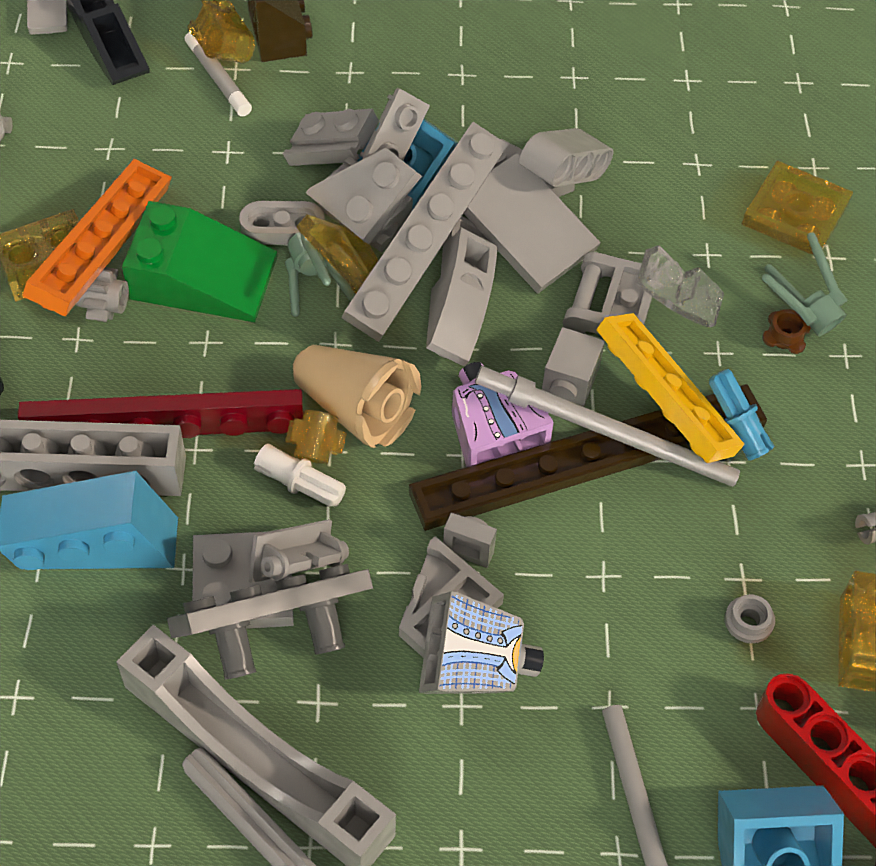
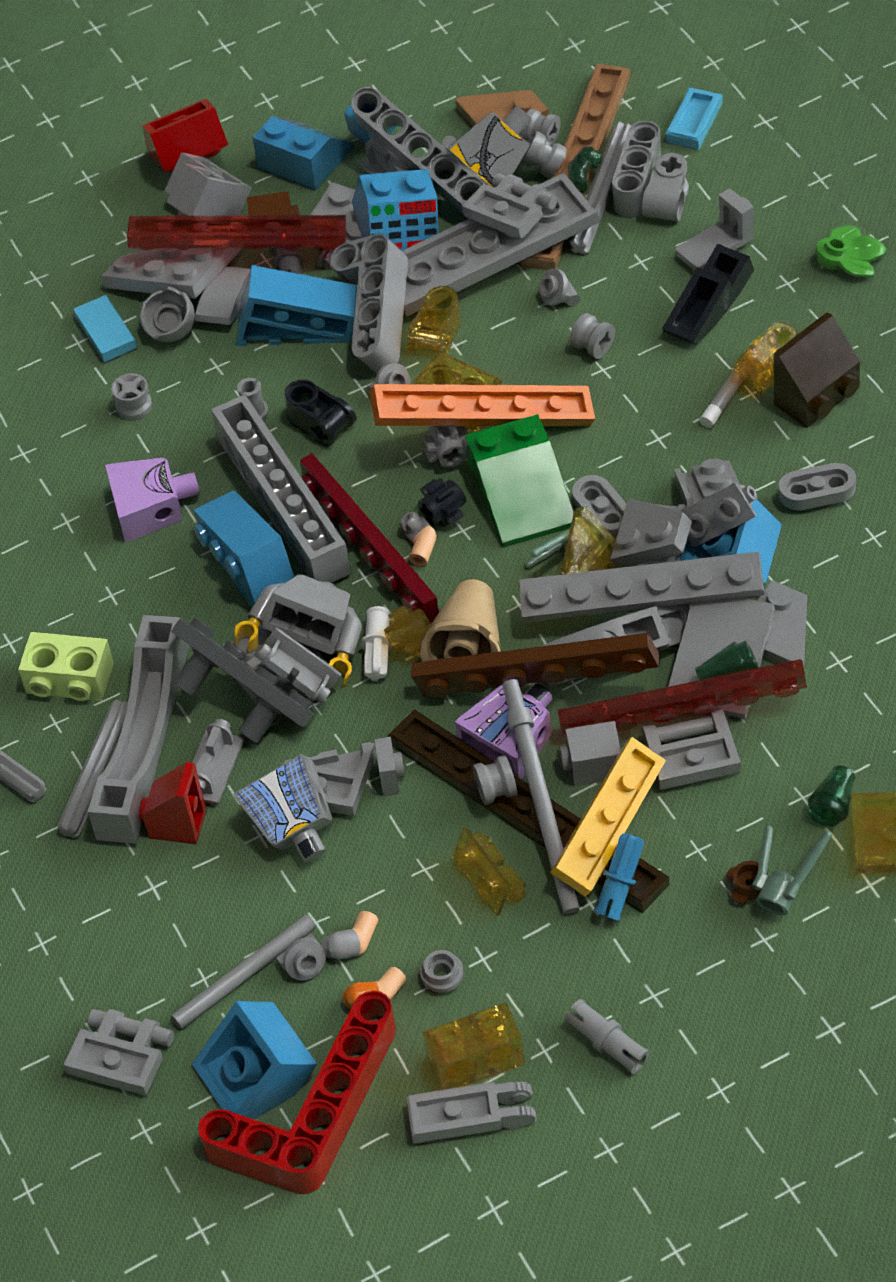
camera: 70 degrees right, 5 degrees down
(73, 128) = (592, 335): none -> light grey wheel
(85, 782) = (66, 666): none -> yellowish green brick
(172, 333) = (441, 502): none -> black gear
(191, 374) = (421, 536): none -> arm
(228, 509) = (310, 614): none -> light grey torso
(343, 705) = (216, 759): none -> light grey hinge
(388, 69) = (817, 486): none -> light grey plate
(394, 758) = (175, 806): none -> red slope
(449, 366) = (536, 665): none -> reddish brown plate
(559, 216) = (729, 660): none -> clear green cone
(563, 283) = (697, 696): none -> clear red plate
(564, 453) = (494, 780): none -> light grey wheel
(566, 157) = (796, 634): light grey beam -> none
(652, 523) = (479, 862): none -> clear yellow hinge
(660, 738) = (303, 958): none -> light grey plate
(665, 679) = (352, 941): none -> light grey arm
(686, 293) = (732, 786): clear slope -> none
(735, 230) = (832, 798): none -> clear green cone
(746, 692) = (388, 984): none -> arm

